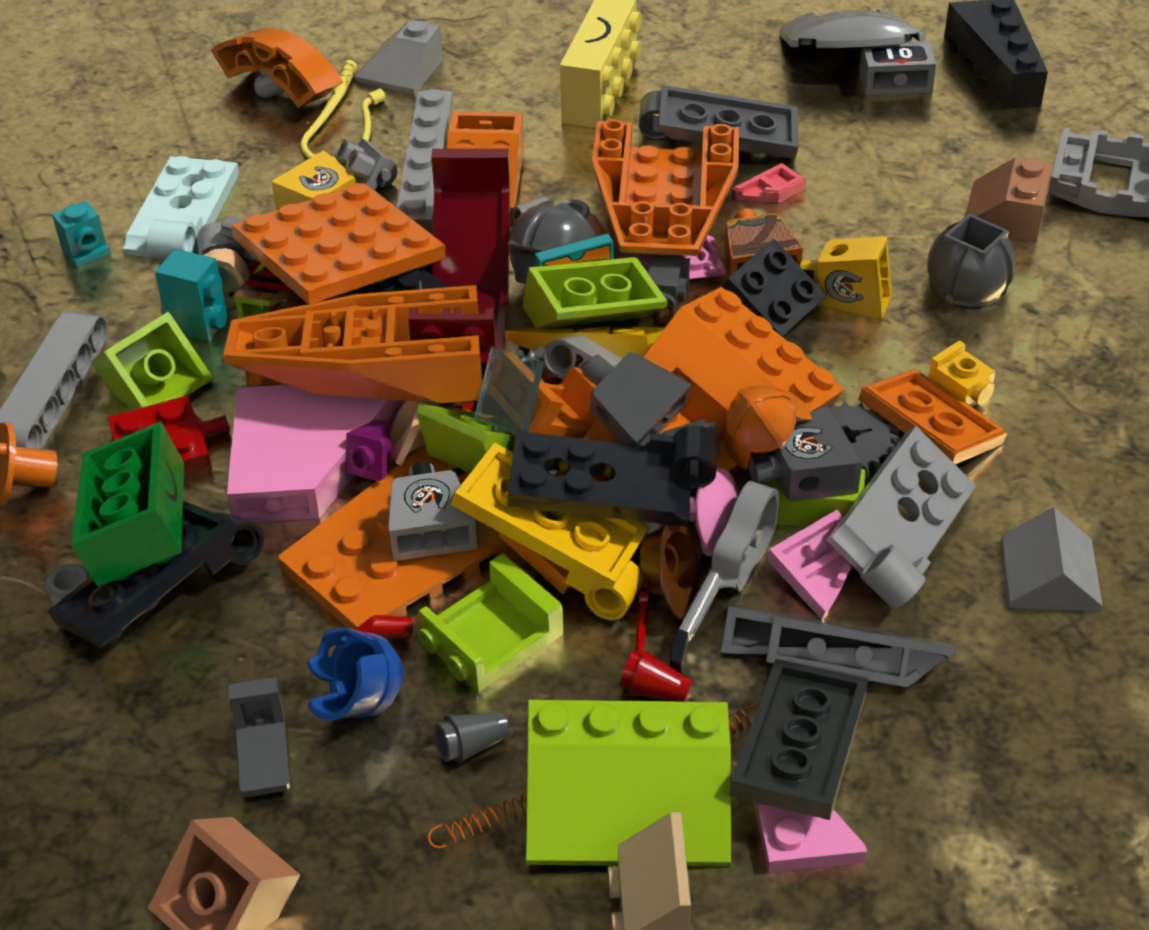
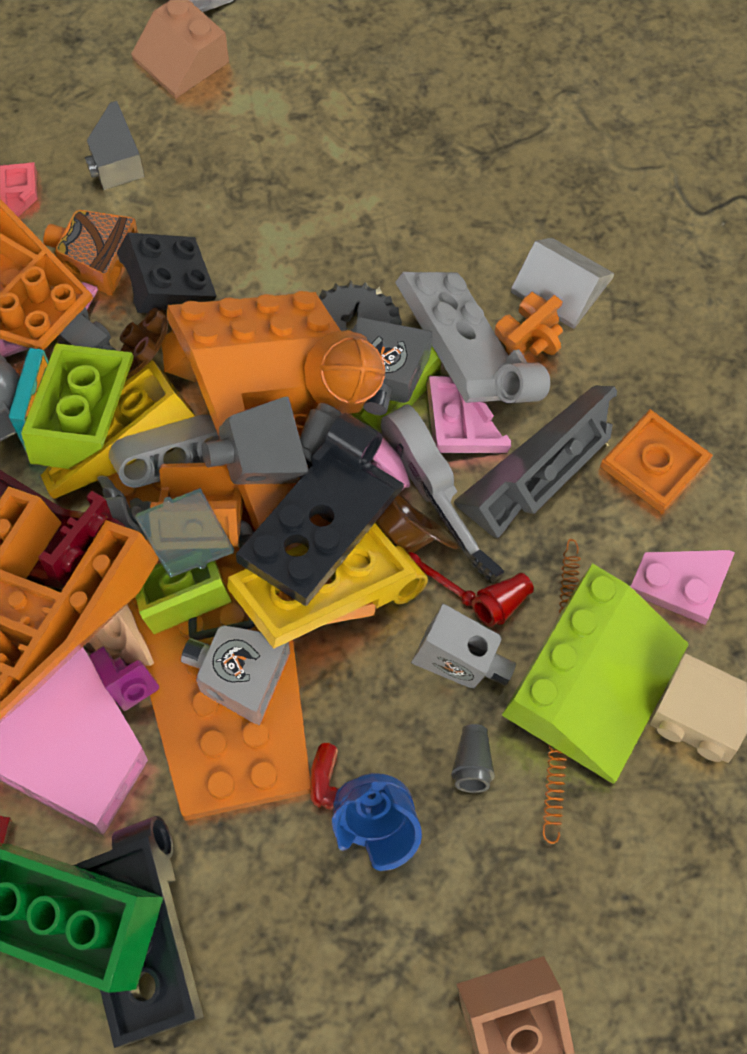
camera: 60 degrees left, 20 degrees up
(64, 581) = (84, 1015): light grey tile -> none
(260, 736) = (384, 926): dark grey bracket -> none
(493, 626) = (372, 685): lime panel -> none
(568, 652) = (462, 650): none -> light grey torso
(800, 739) = (628, 534): pearl dark grey plate -> none
(854, 275) = (189, 203): yellow torso -> none
(865, 210) = (113, 150): none -> dark grey slope
(918, 741) = (656, 461): none -> orange tile
(946, 420) = (370, 253): orange tile -> none
(963, 374) = (349, 209): yellow brick -> none
(968, 566) = (539, 329): none -> orange hips
(972, 262) = (236, 132): dark grey piece -> none

